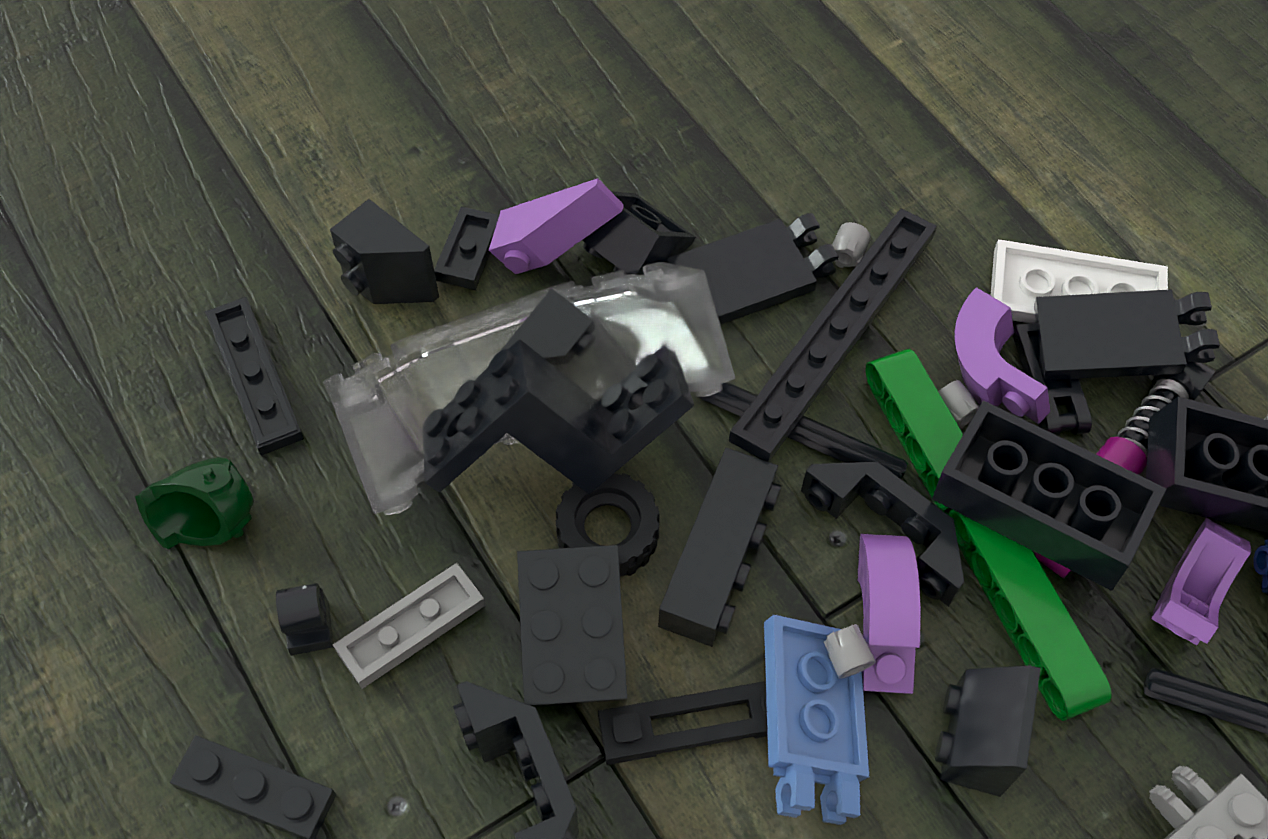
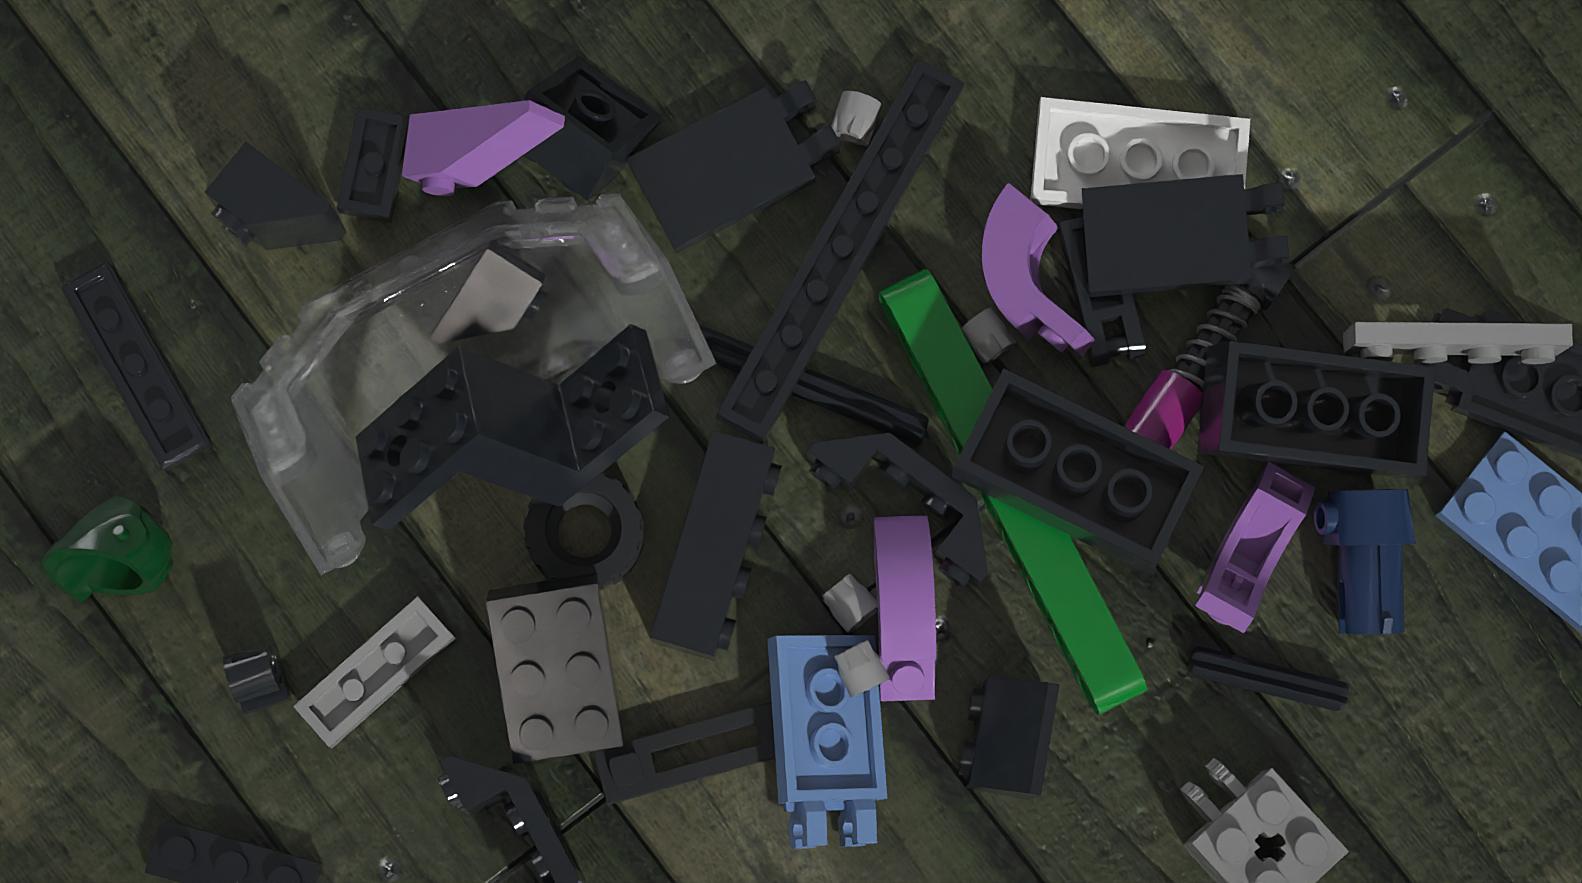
camera: 10 degrees left, 20 degrees up
(838, 604) = (850, 603): none -> light grey hose

